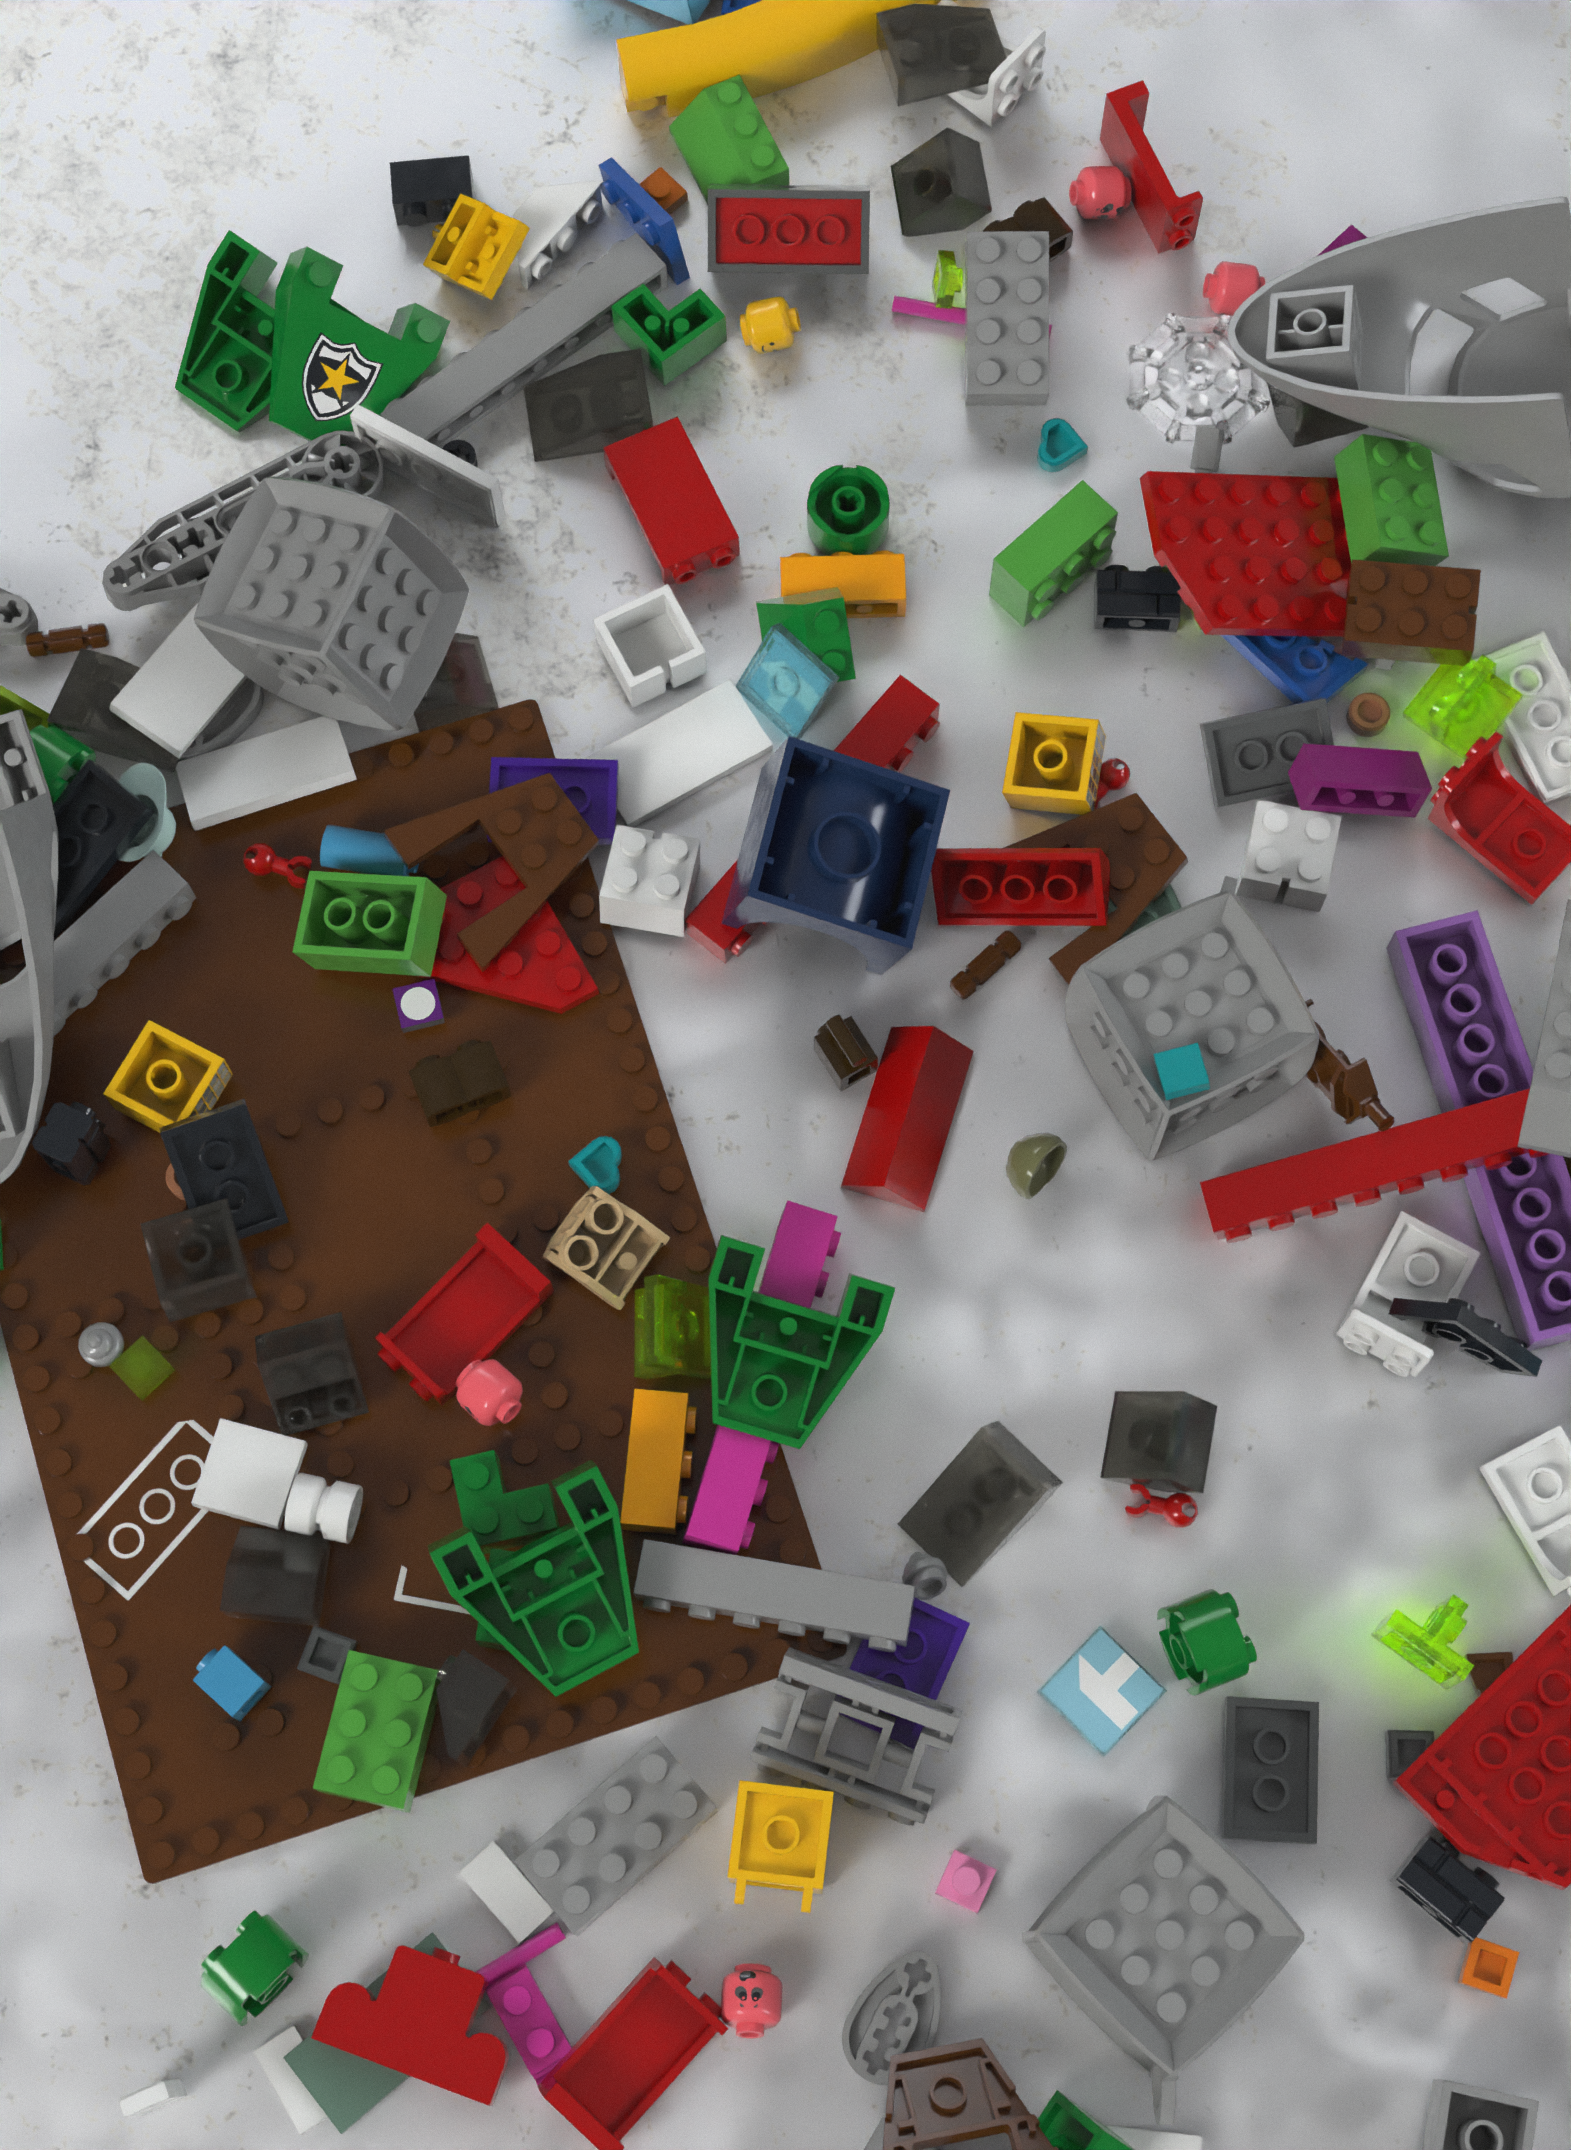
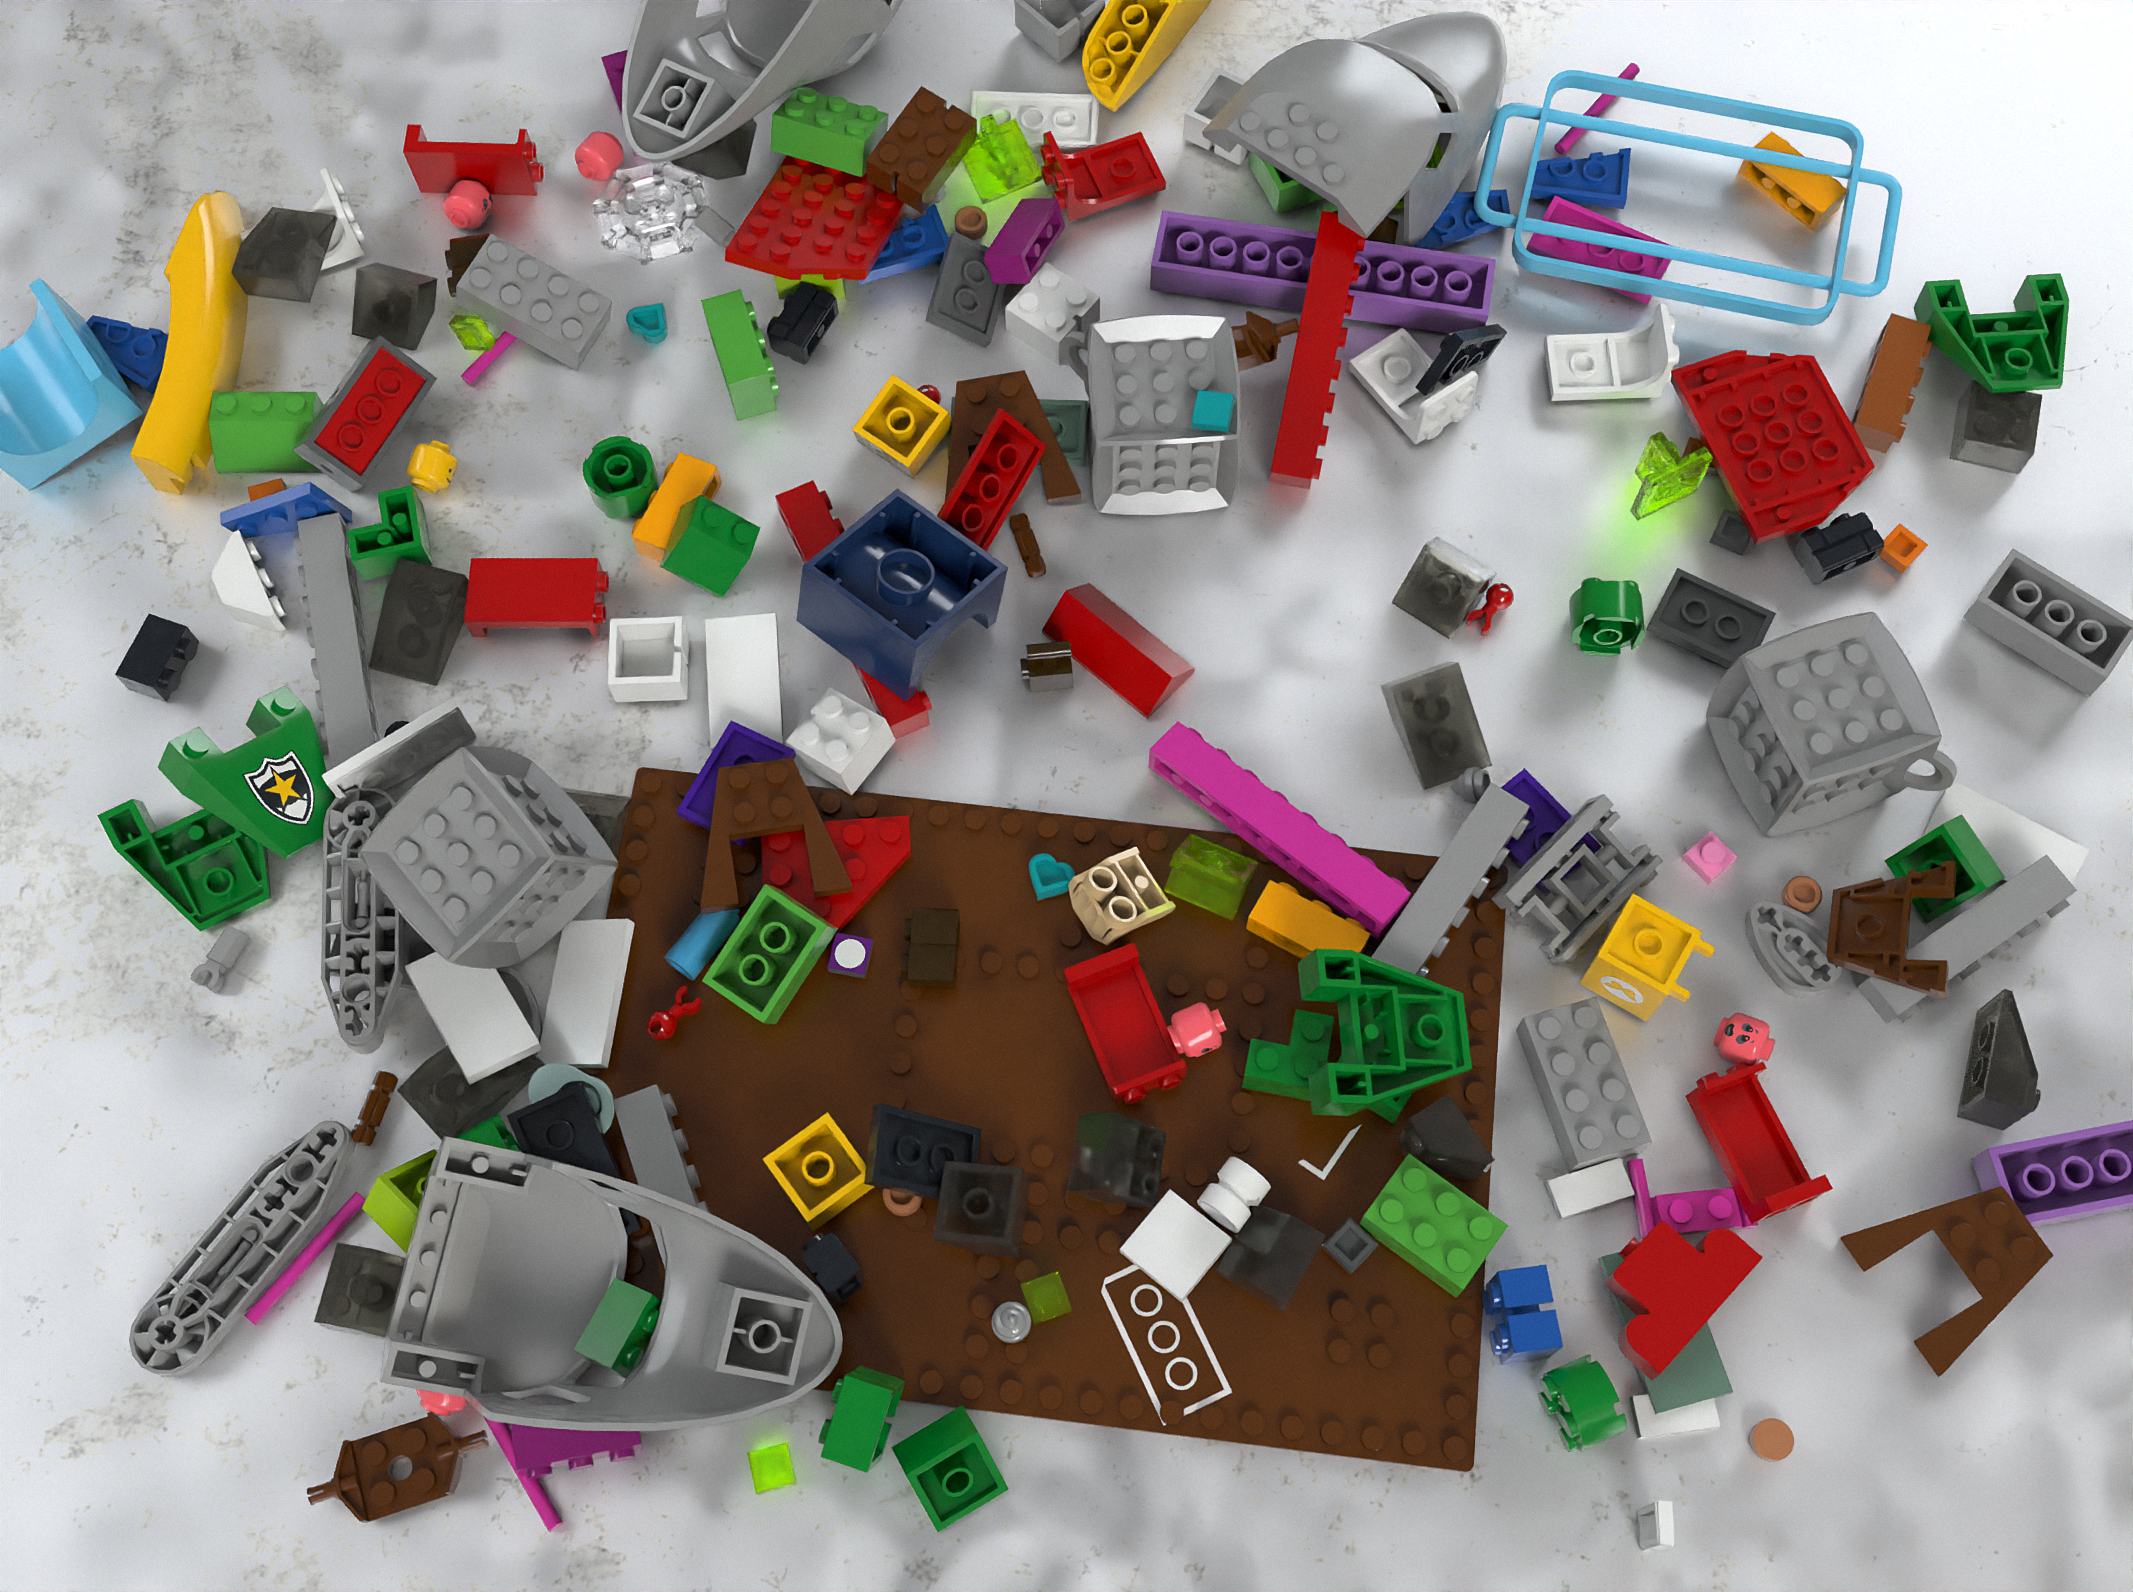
camera: 65 degrees left, 5 degrees down
(154, 421) = (221, 958): none -> light grey bar
(230, 1682) = (1342, 1327): dark azure brick -> none
(300, 1878) = (1520, 1328): none -> blue piece
(475, 246) = (232, 641): yellow plate -> none
(778, 1360) = (1278, 799): green wedge -> none
(786, 681) = (735, 576): clear light blue tile -> none
(968, 2007) = (1802, 894): none -> nougat tile
(1034, 1162) = (1198, 575): olive piece -> none
(1101, 1691) = (1608, 706): medium azure tile -> none

